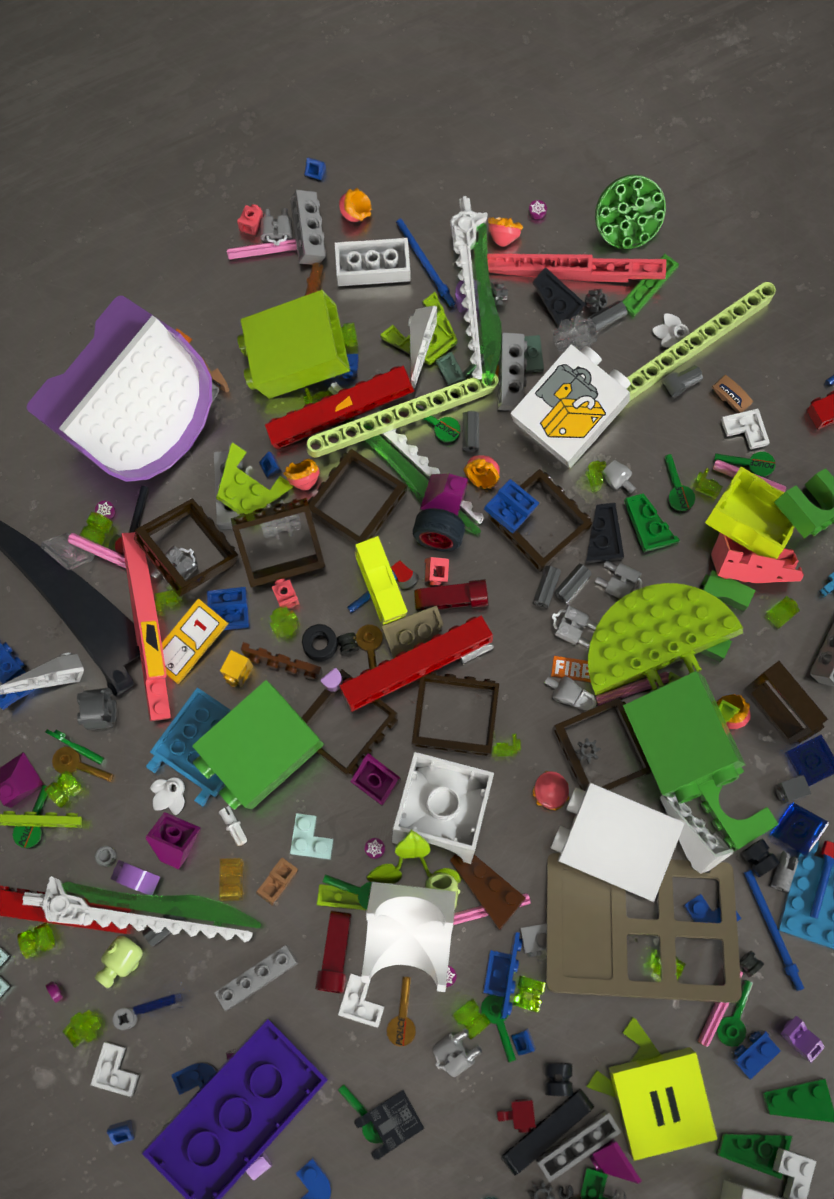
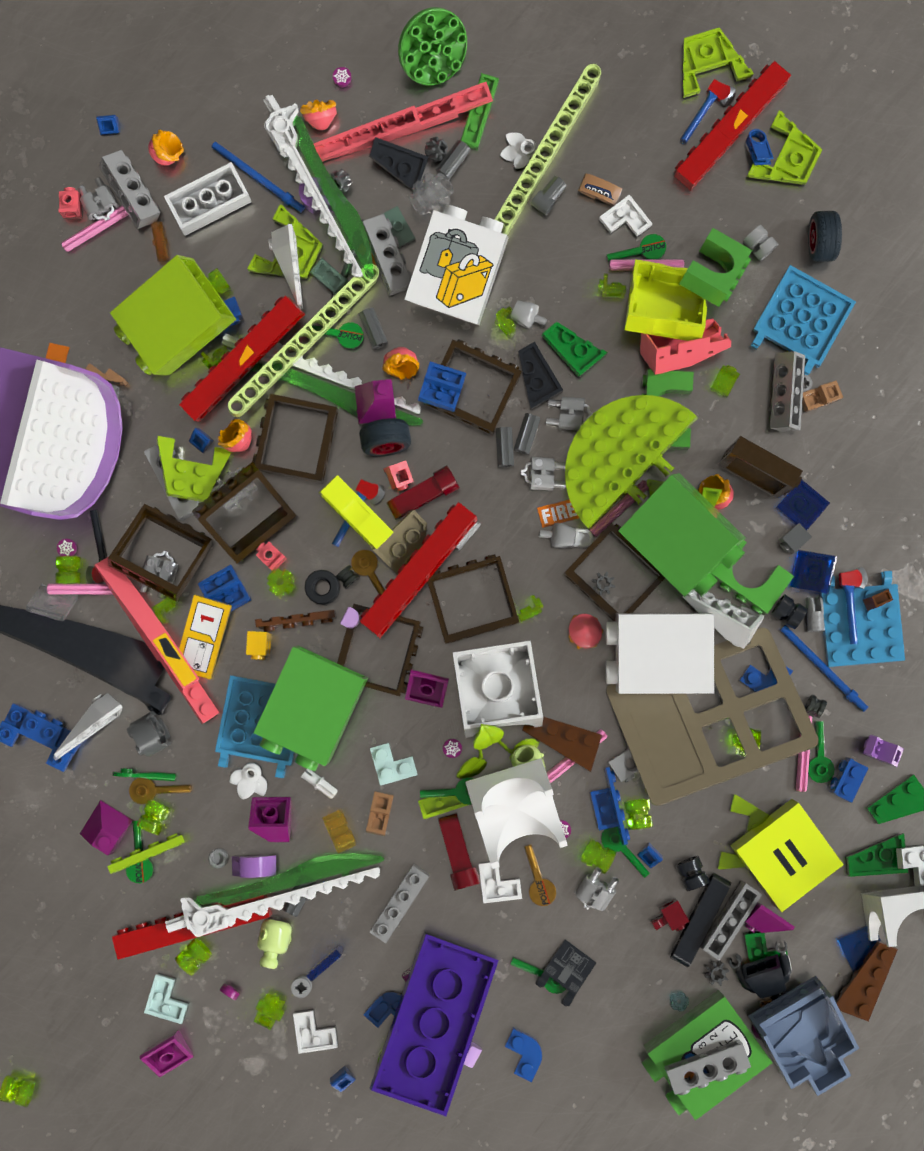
camera: 25 degrees left, 10 degrees up
(681, 496) = (592, 309): green piece -> none

